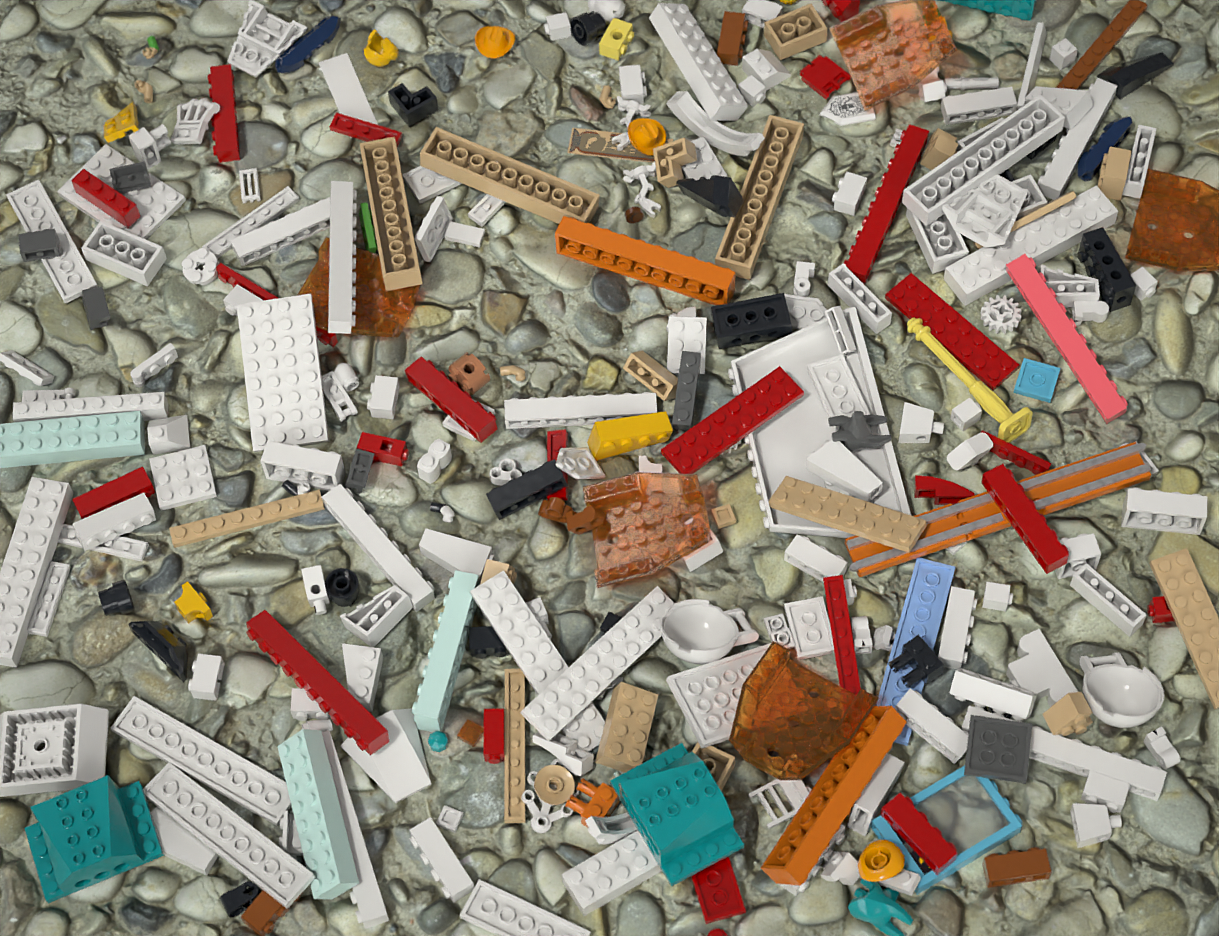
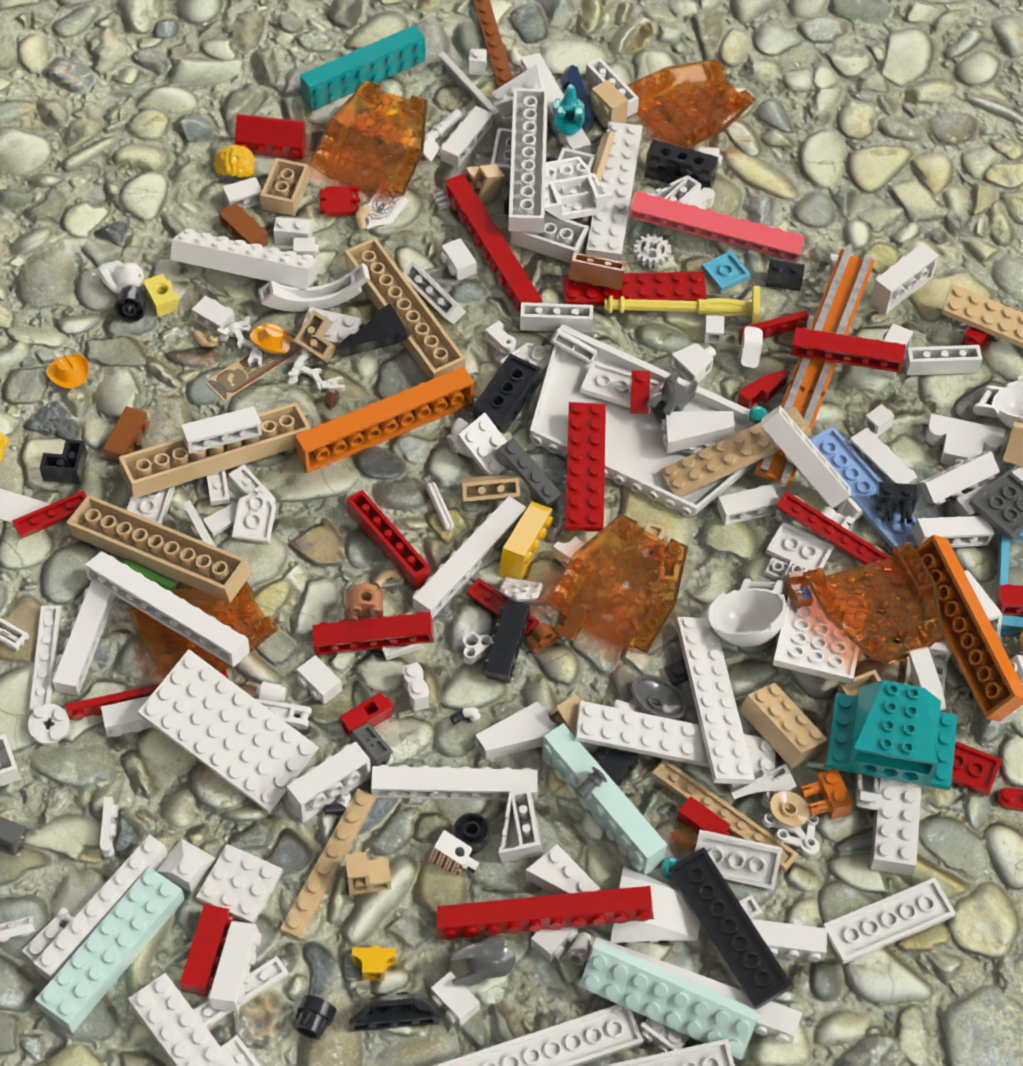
camera: 55 degrees left, 5 degrees down
(245, 669) = (484, 960): none -> dark grey piece
(252, 547) = (367, 875): none -> tan brick
(411, 814) = (730, 928): none -> black plate
(443, 629) = (590, 783): none -> dark grey pin
(473, 118) = (126, 434): none -> dark orange brick
(479, 779) = (742, 859): none -> white plate
(481, 249) = (254, 517): none -> white tile
(506, 228) = (246, 481): none -> white plate
(519, 167) = (221, 430): none -> white brick
(542, 346) = (388, 539): none -> red brick
(557, 26) = (105, 321): white brick -> none
(577, 619) = (658, 697): none -> dark grey dish
(608, 357) = (440, 506): none -> white axle
(758, 649) = (797, 589): none -> dark orange leg
(759, 801) = (925, 673): none -> white slope
(796, 201) = (433, 293): none -> white brick
(823, 99) = (361, 215): none -> tan arm
(841, 403) = (639, 392): none -> red slope
(883, 563) = (805, 456): none -> white brick
(903, 503) = (756, 414): none -> teal tile
(929, 290) = (597, 271): none -> dark orange brick
(1067, 151) = (568, 112): none -> teal piece
(1077, 424) = (785, 275): none -> black brick
(1135, 73) = (533, 38): black wedge -> none

